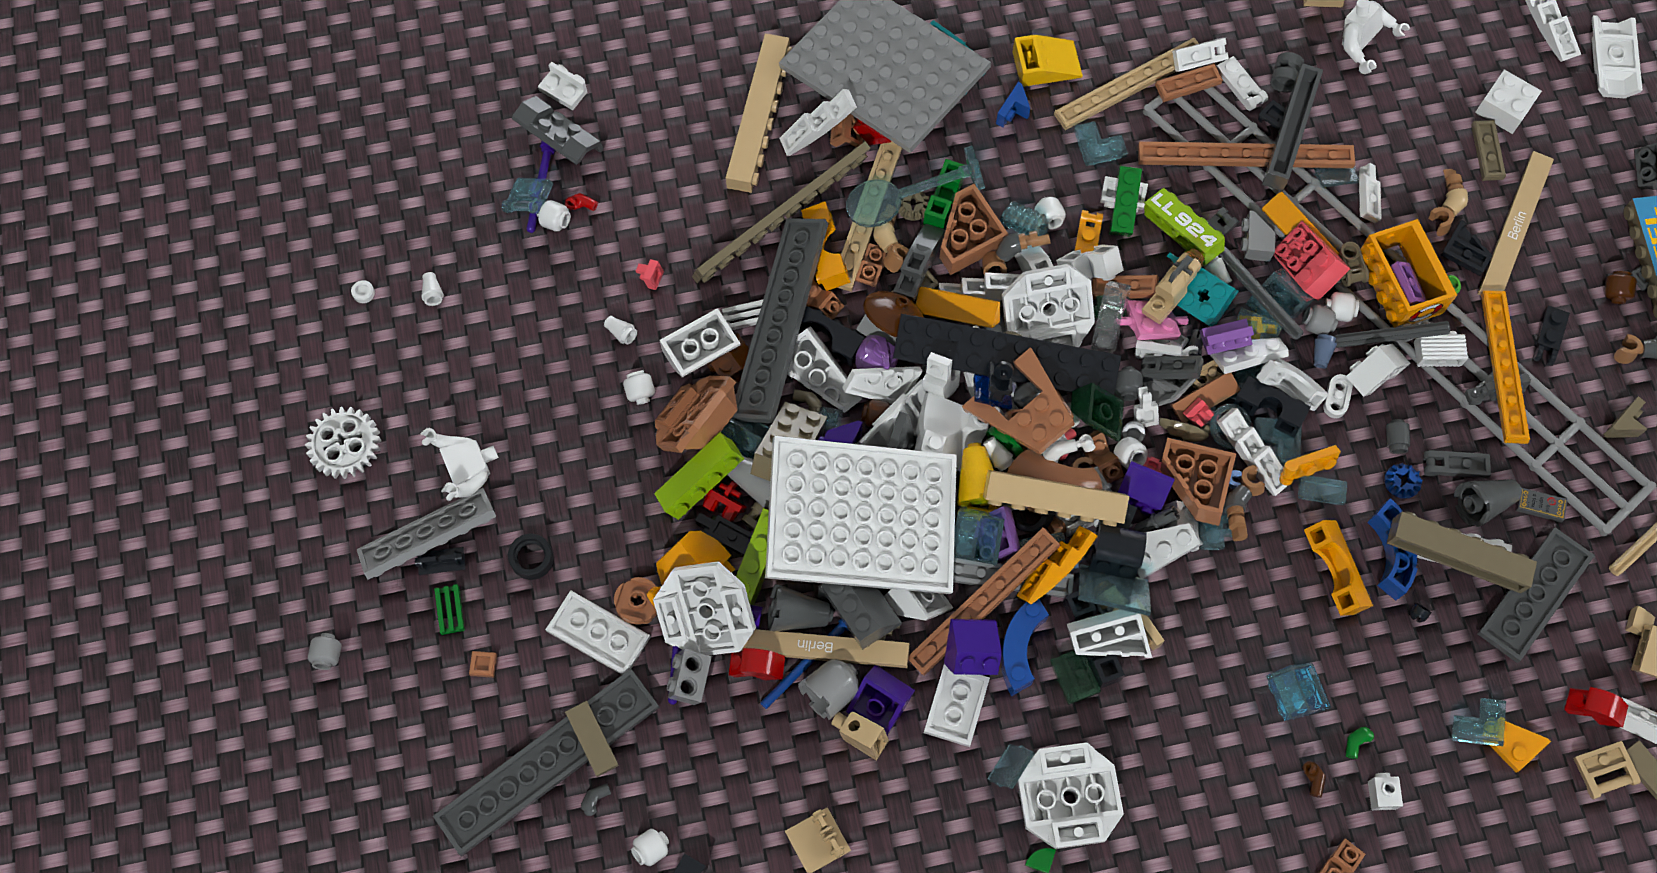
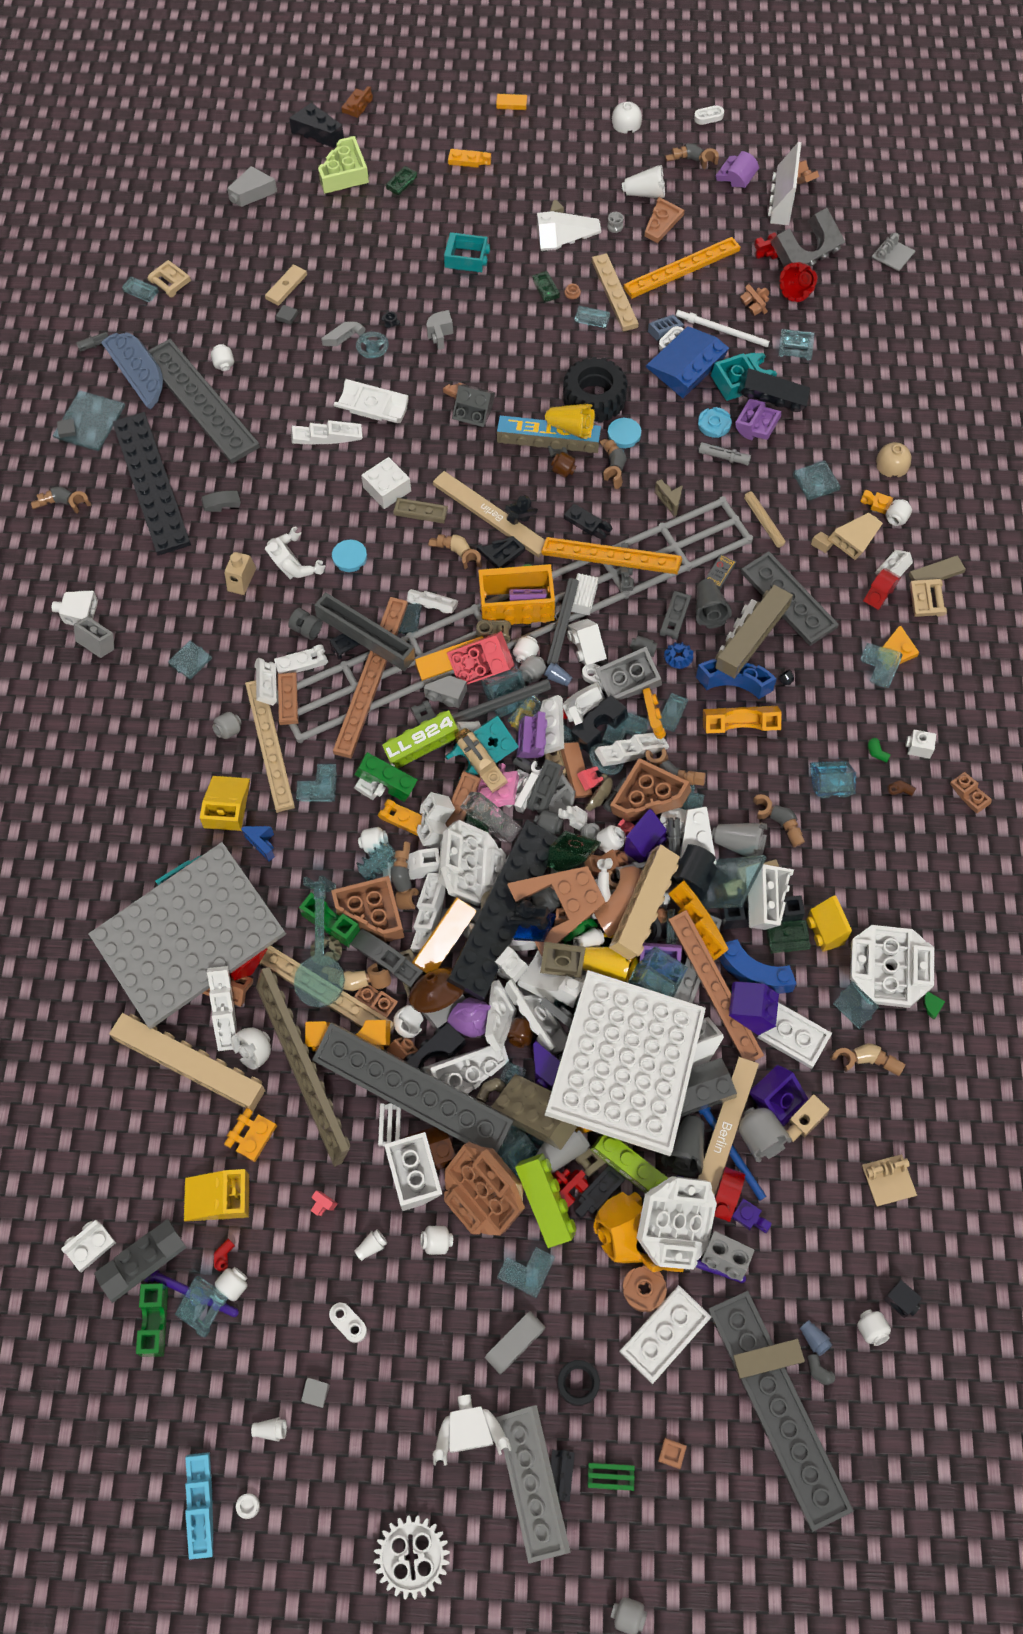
camera: 75 degrees left, 5 degrees down
(355, 251) = (199, 1506): none -> medium azure slope
(473, 319) = (315, 1392): none -> light grey slope
(493, 164) = (154, 1313): none -> green arch
(544, 330) = (347, 1322): none -> white plate
(556, 487) = (515, 1342): none -> light grey beam
(624, 487) = (528, 1278): none -> clear light blue plate
(626, 787) = (816, 1338): none -> sand blue cone
(634, 180) = (217, 1196): none -> yellow slope
(701, 197) = (256, 1137): none -> light orange plate
(740, 694) = (748, 1215): none -> dark purple plate
(790, 164) = (252, 1046): none -> white cylinder
(852, 299) = (407, 1022): none -> white hair
(957, 791) = (869, 1054): none -> medium nougat piece
(963, 426) = (562, 959): none -> dark tan slope
(1100, 717) = (829, 924): none -> yellow slope
(1135, 34) = (226, 725): none -> light grey head
(1180, 601) = (741, 838): none -> light grey cone
(1227, 641) = (783, 816): none -> medium nougat piece
(1349, 426) = (629, 675): none -> light grey slope
(1396, 93) = (349, 555): none -> medium azure tile
(1532, 255) = (520, 510): none -> black hips

